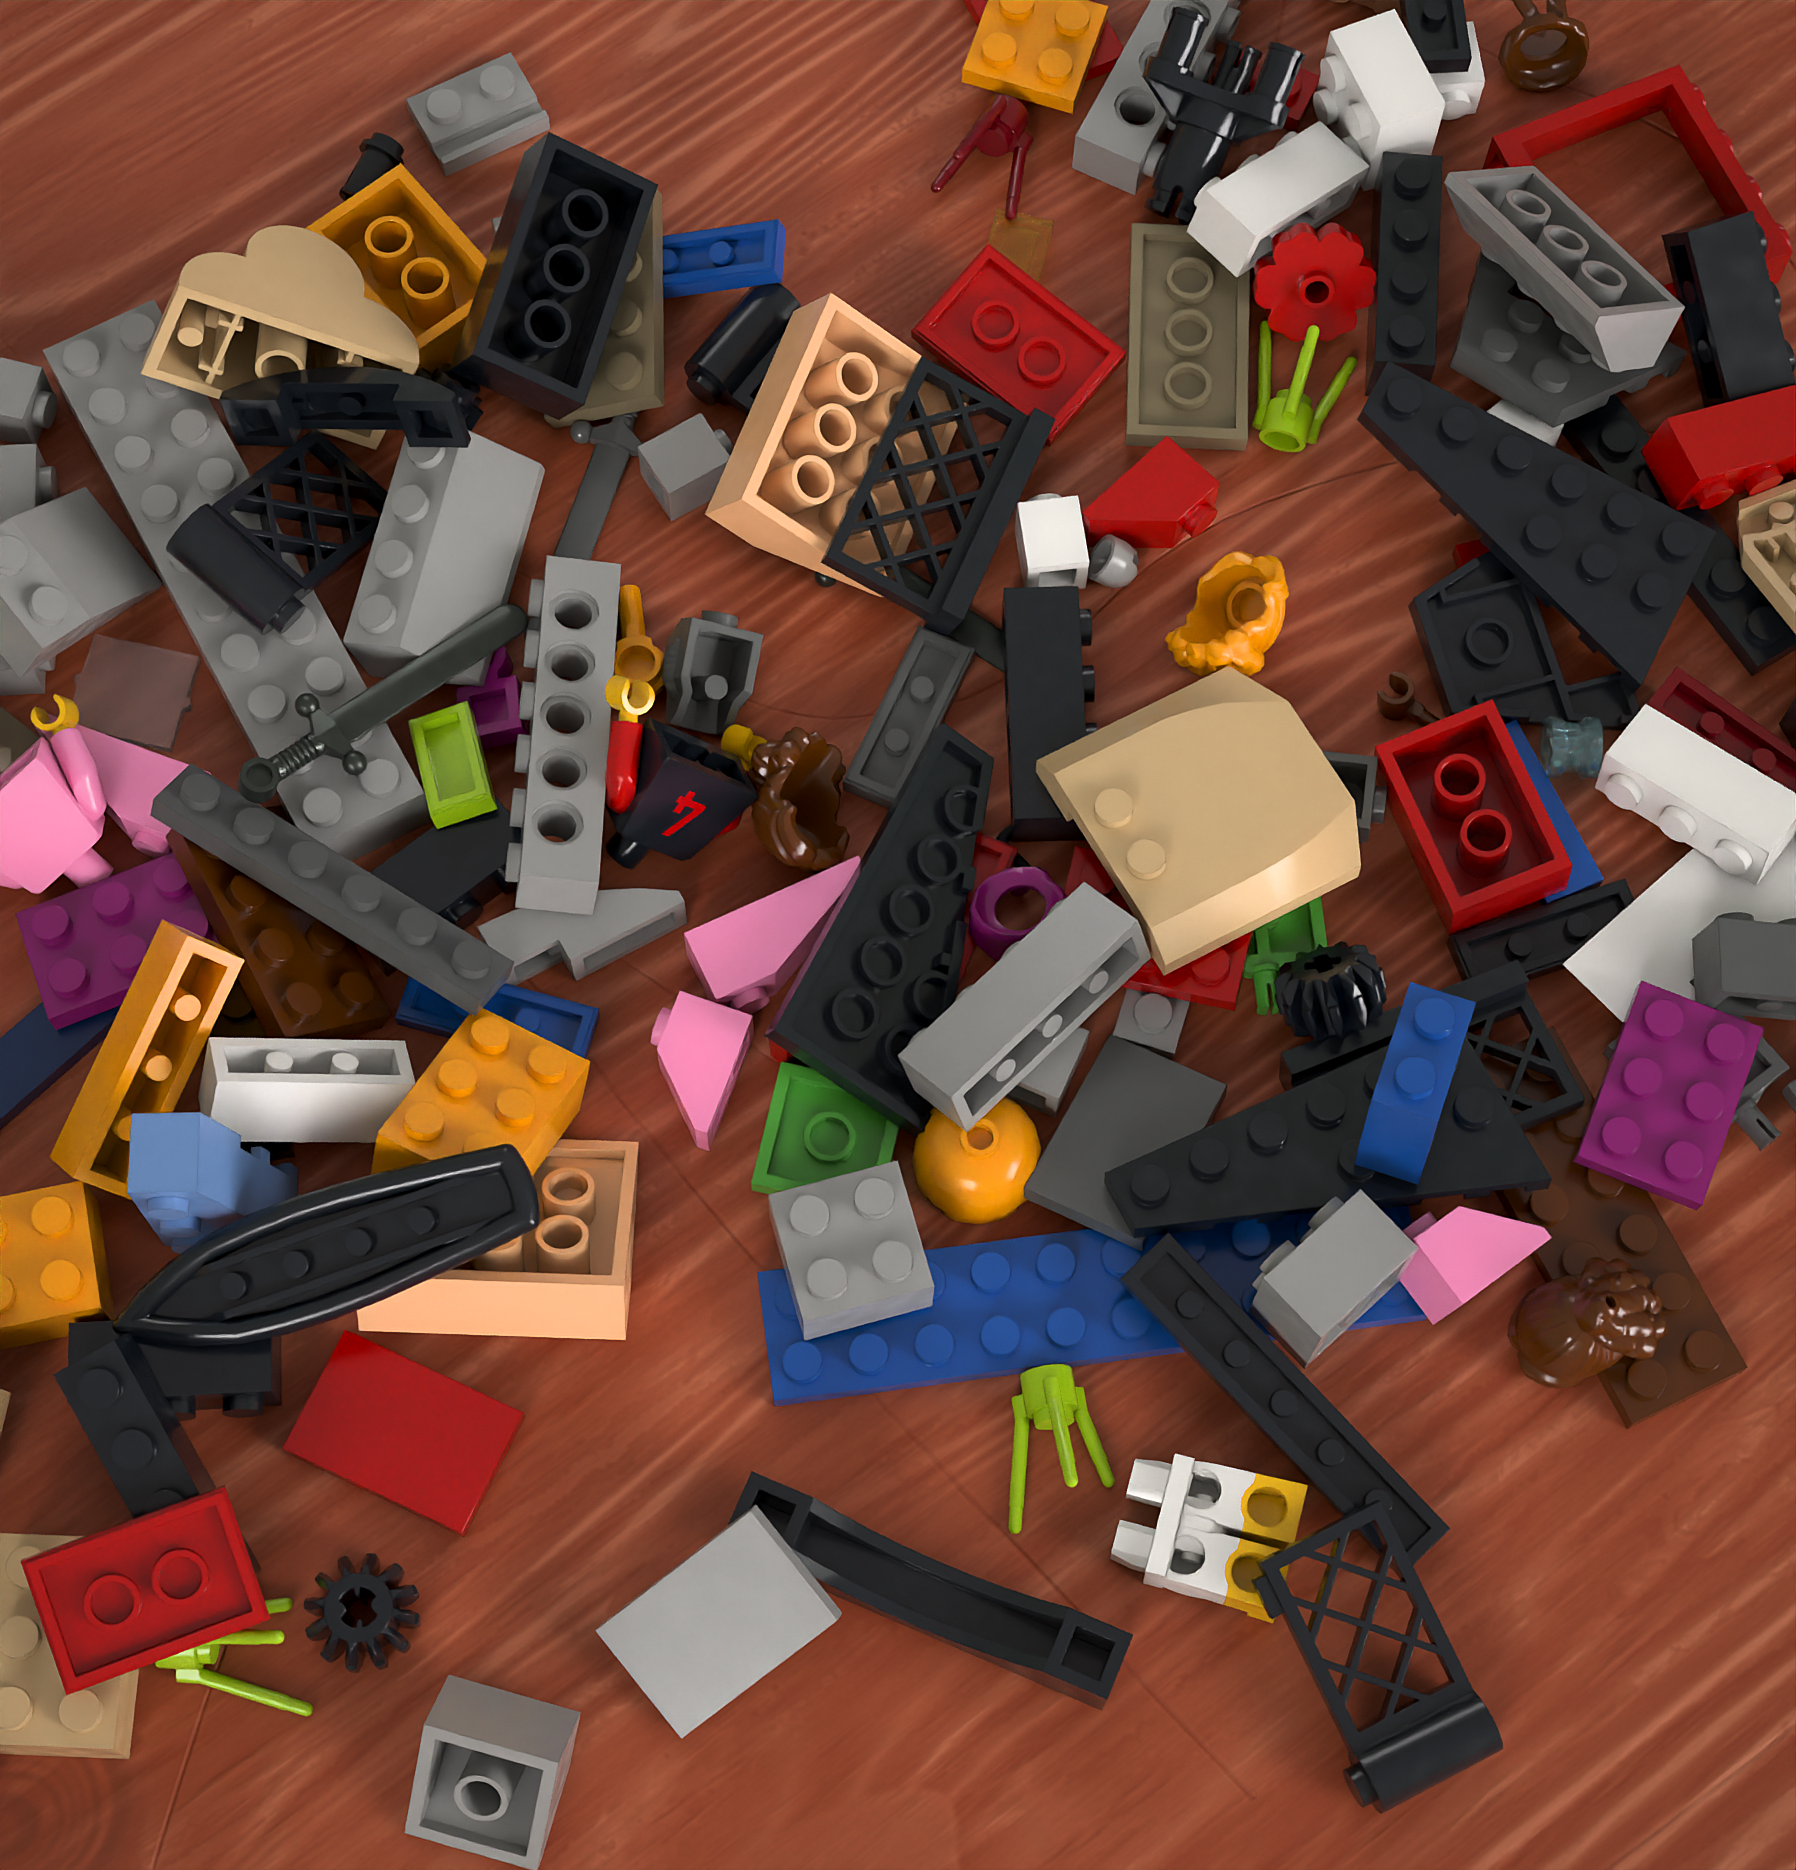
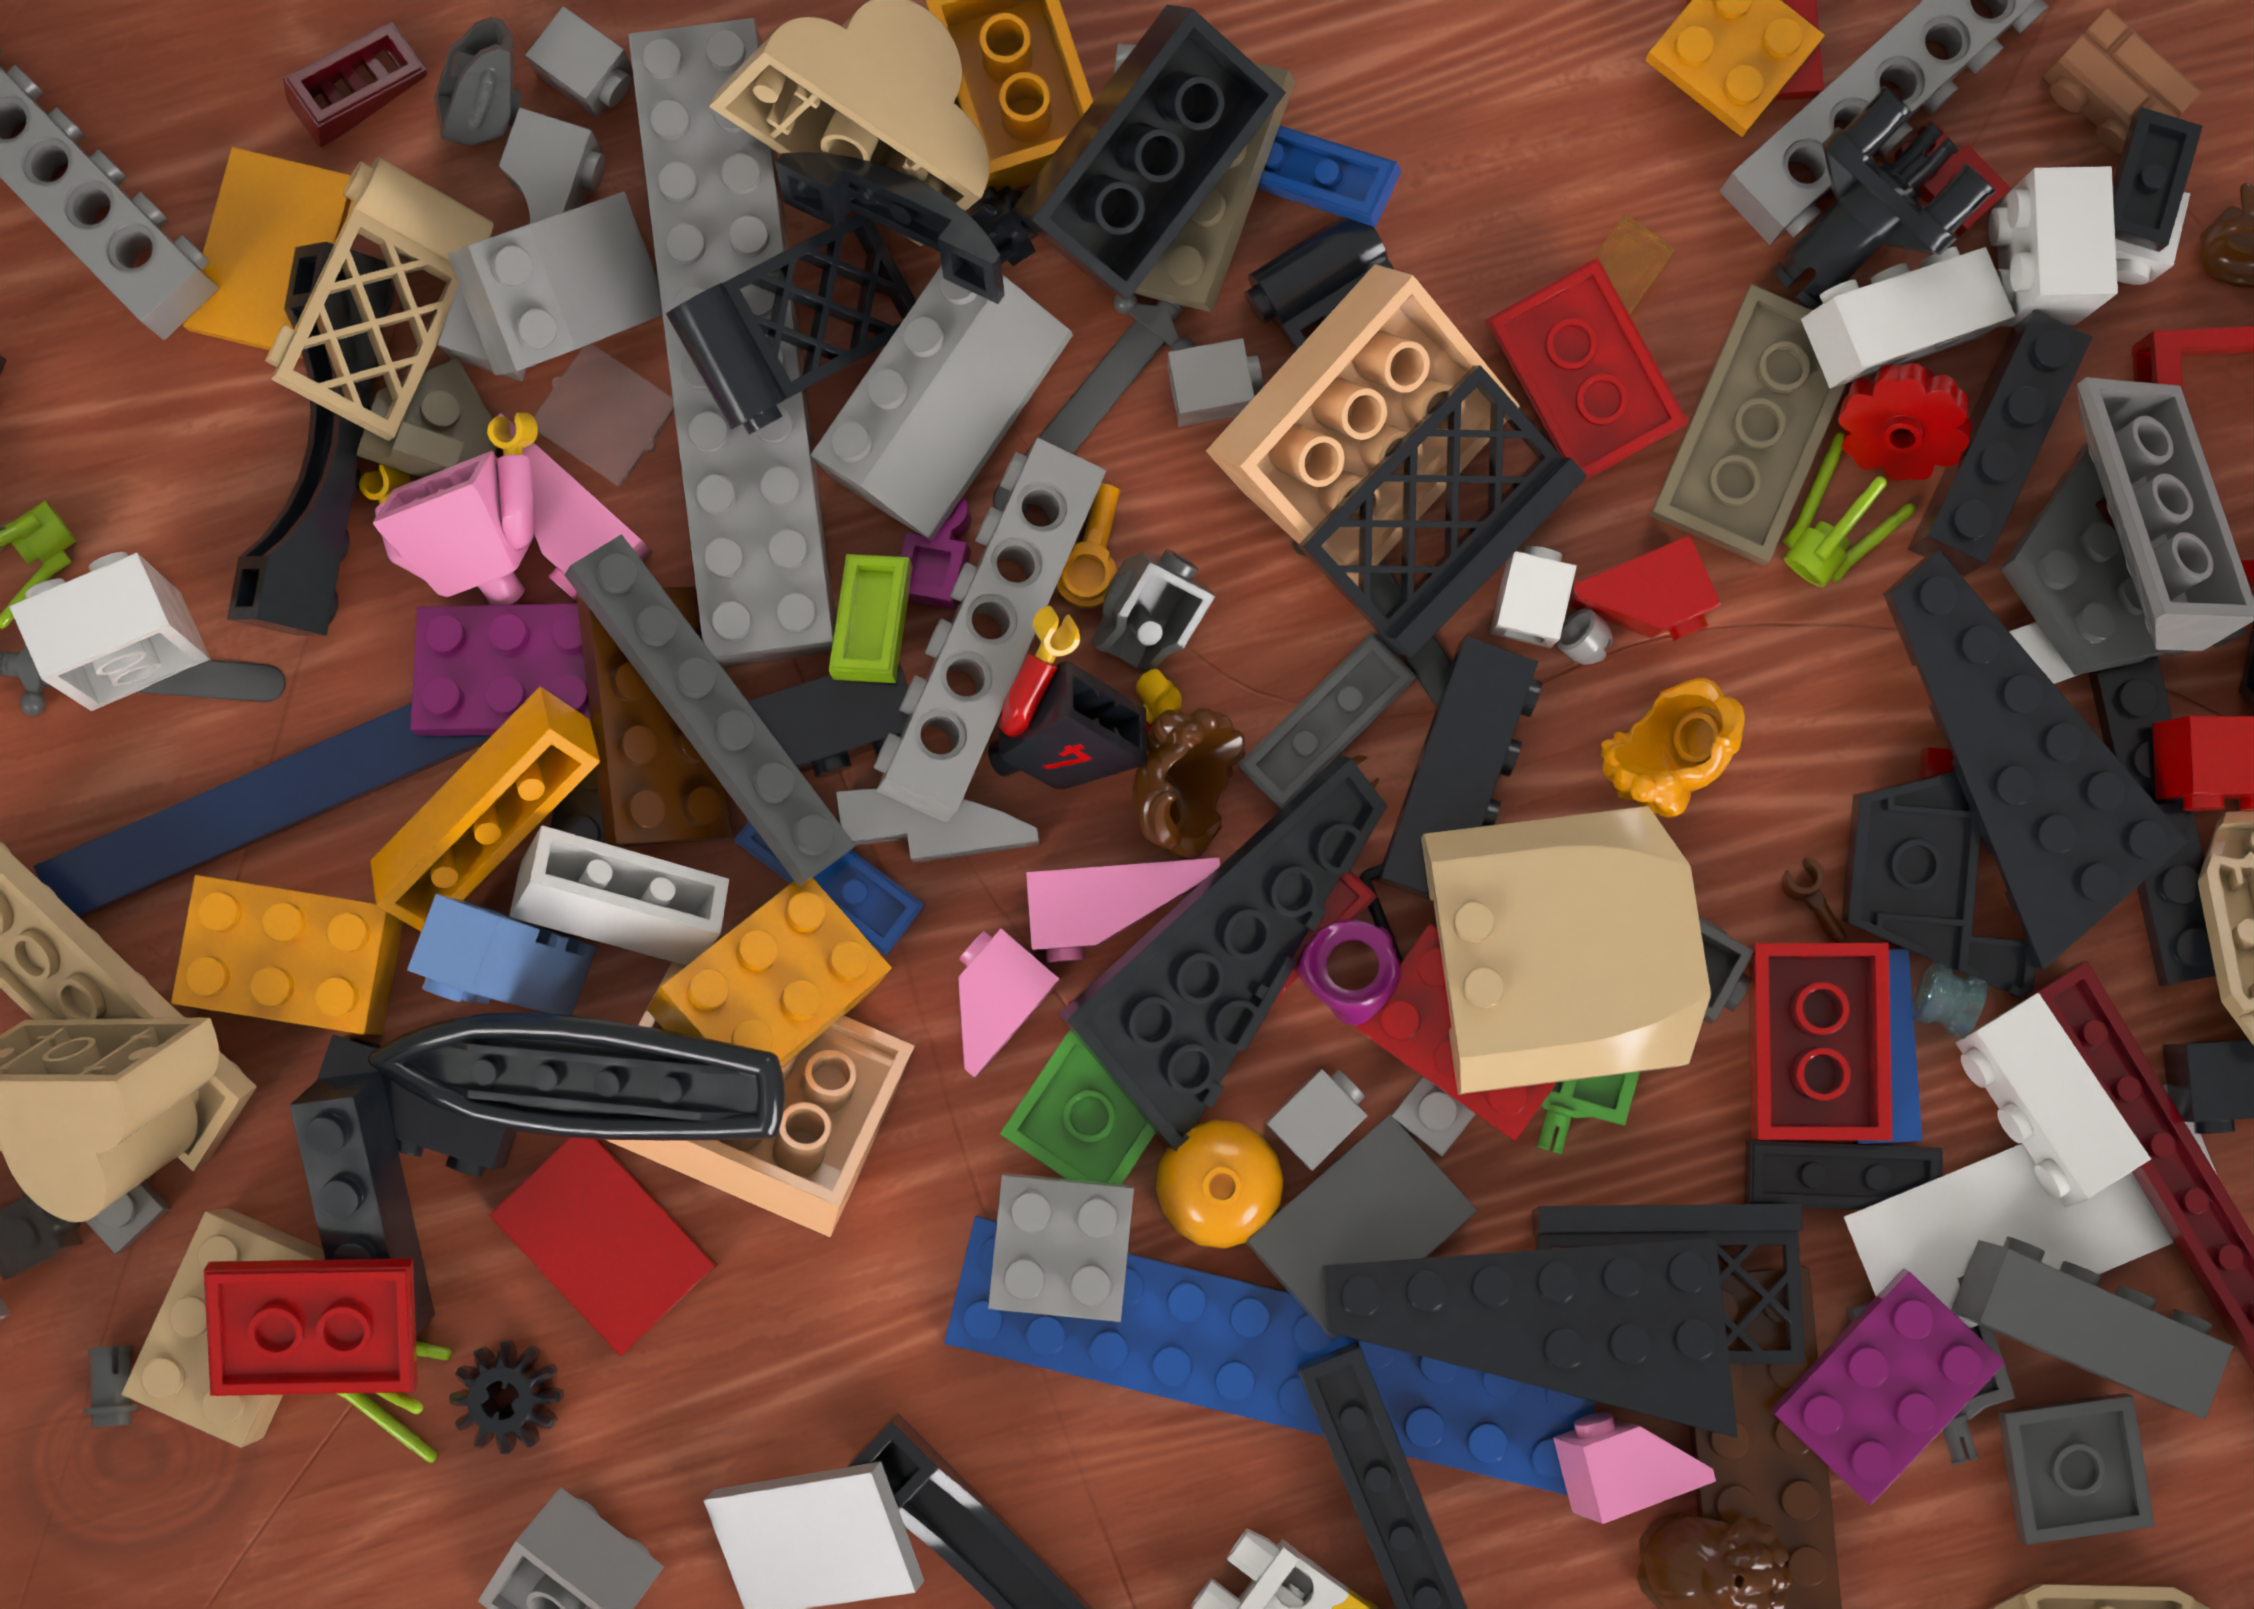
camera: 20 degrees right, 15 degrees up
(335, 731) = (826, 535): pearl dark grey sword -> none
(995, 133) = (1654, 131): dark red plant -> none
(1024, 1006) = (1313, 1079): light grey brick -> none
(1051, 1401) = (1194, 1442): lime plant -> none
(1330, 990) = (1610, 1166): black gear -> none
(1332, 1277) = (1491, 1453): light grey brick -> none
(1414, 1082) = (1642, 1322): blue brick -> none

